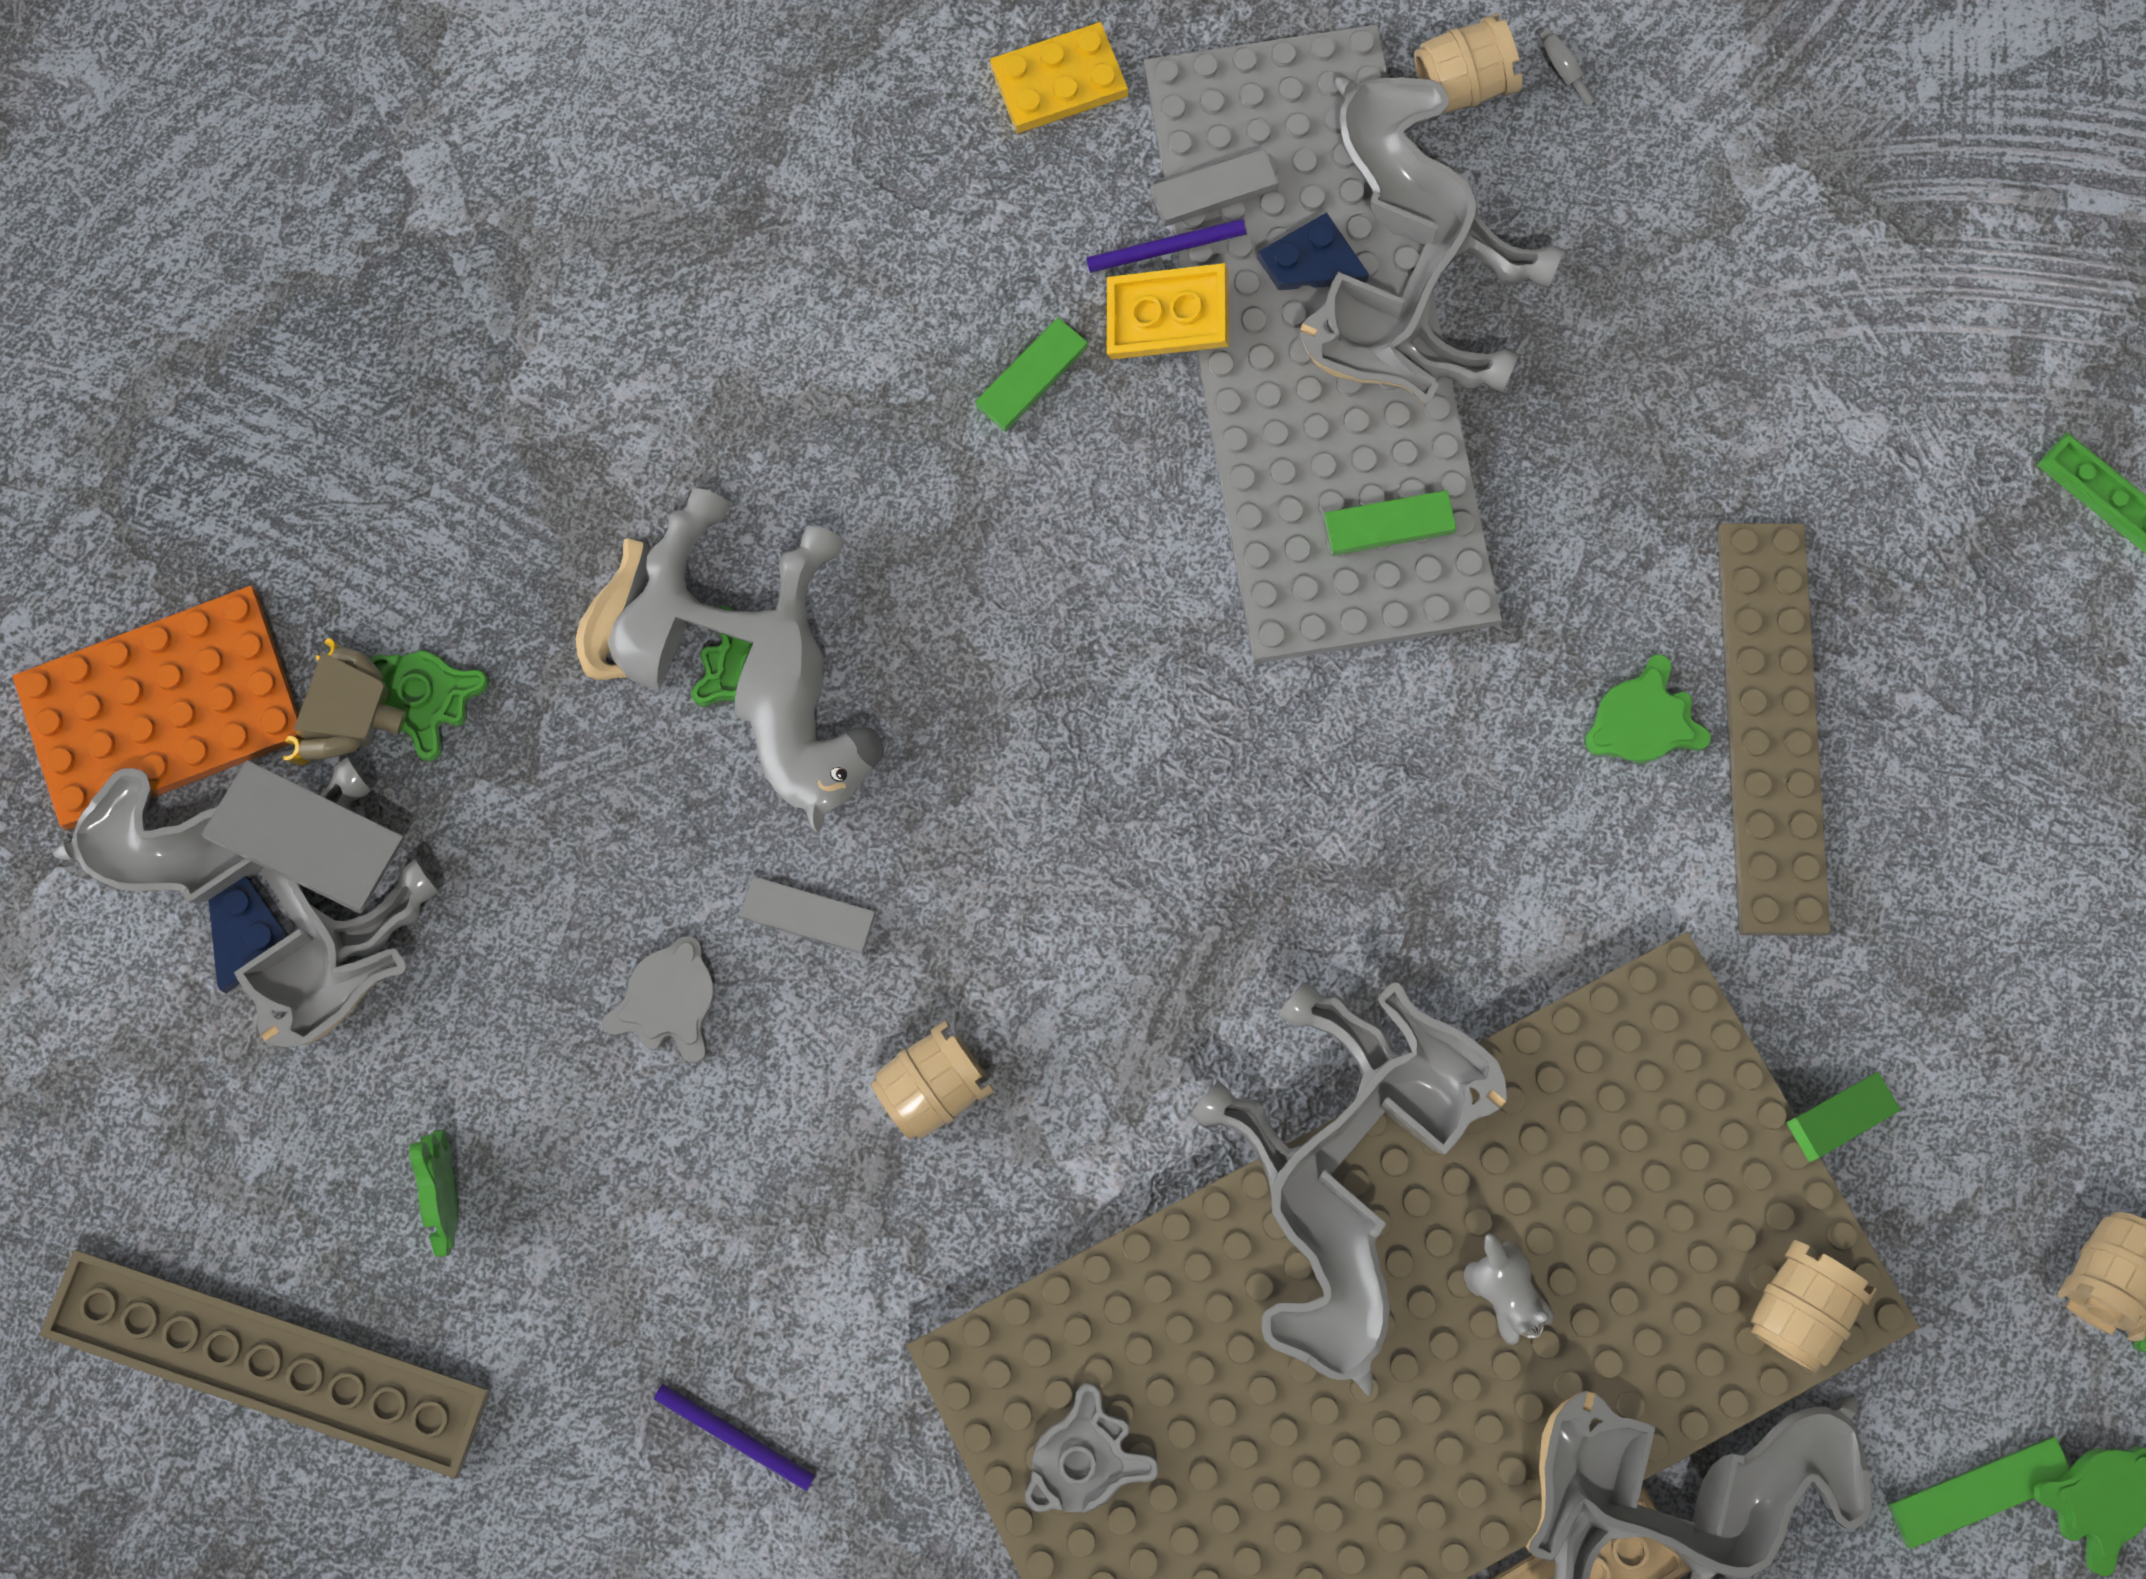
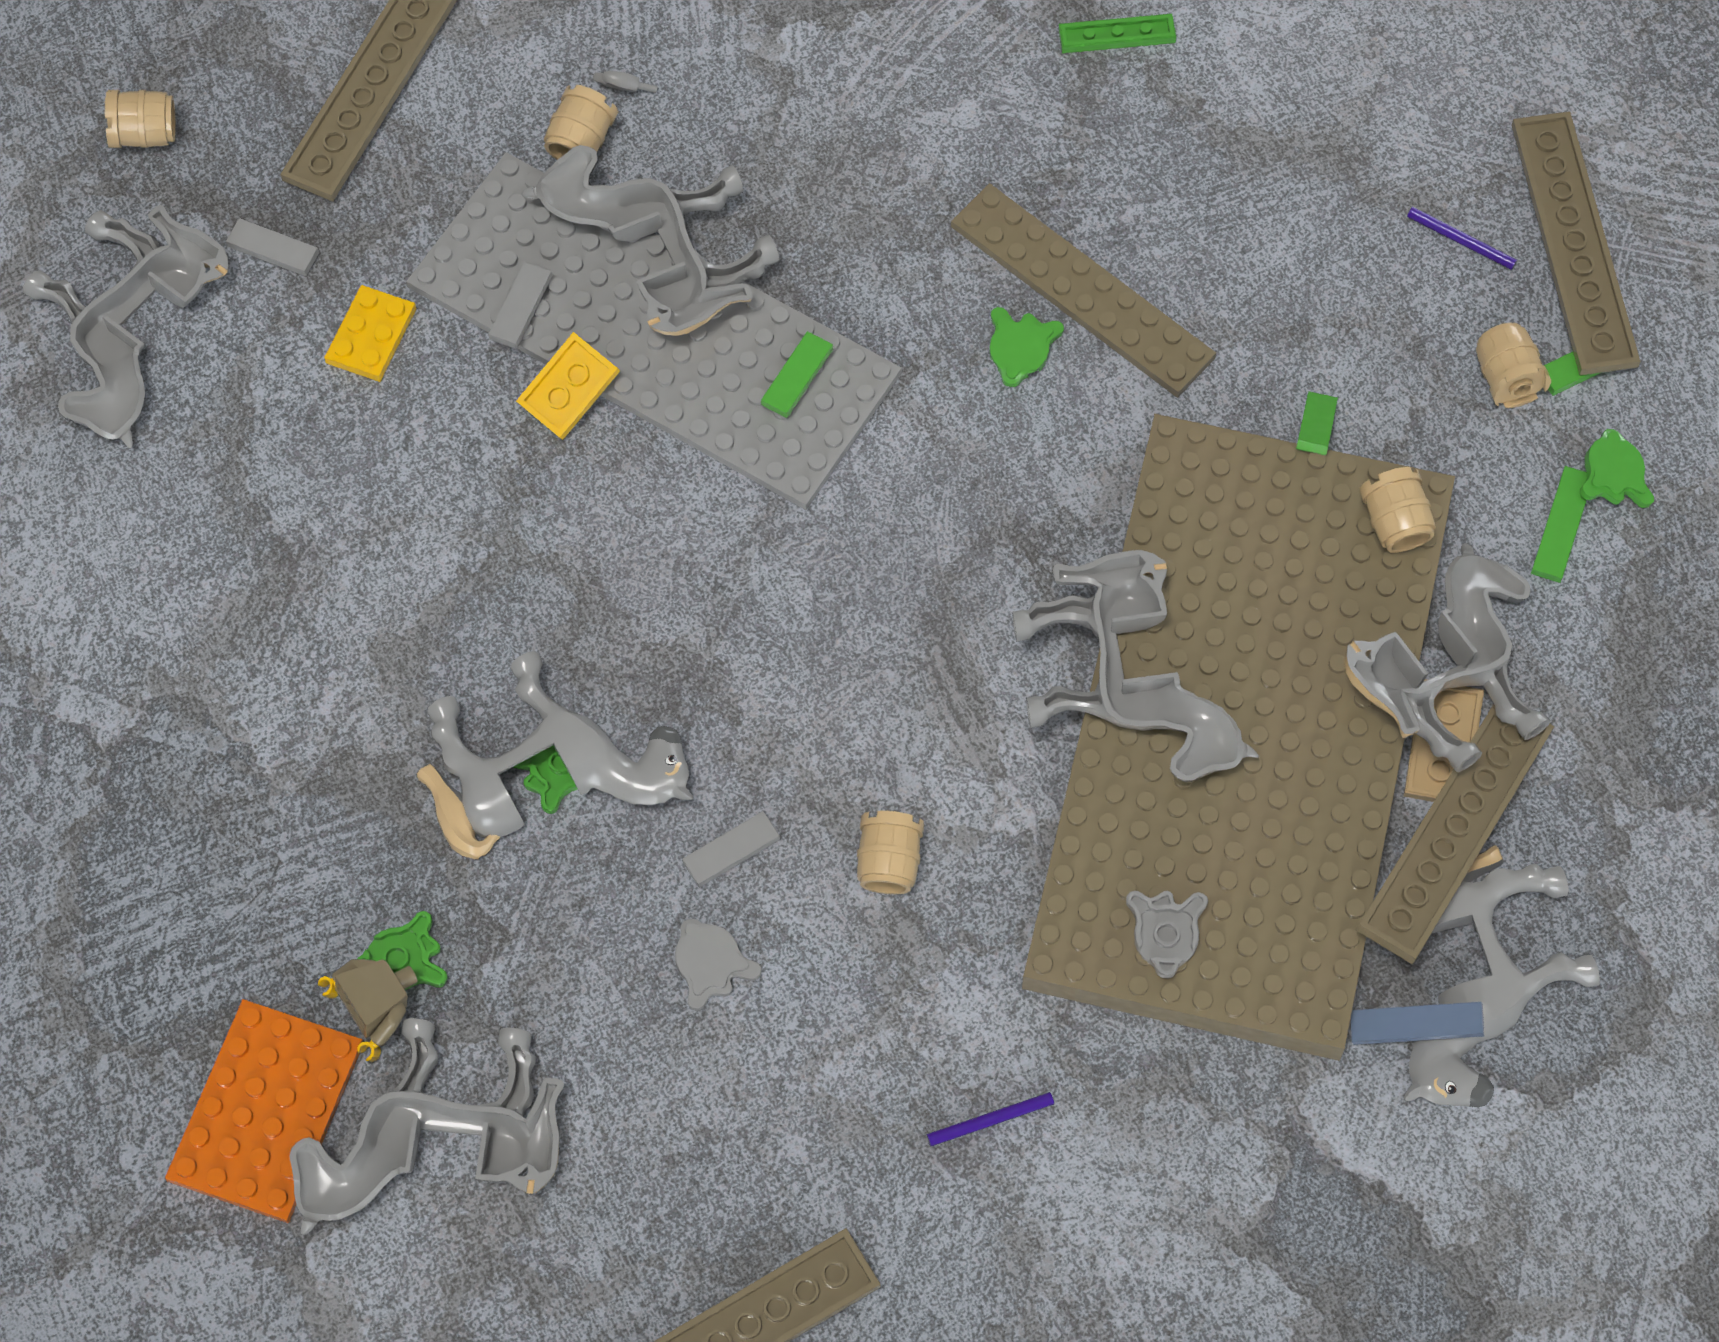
camera: 50 degrees left, 10 degrees down
(241, 929) = (449, 1165): dark blue wing -> none
(303, 836) = (433, 1074): light grey tile -> none
(436, 1189) = (708, 1162): bright green tile -> none
(1031, 374) = (531, 486): bright green tile -> none
(1167, 245) = (528, 356): dark purple bar -> none
(1311, 257) = (608, 290): dark blue wing -> none
(1506, 1283) = (1258, 644): light grey animal -> none

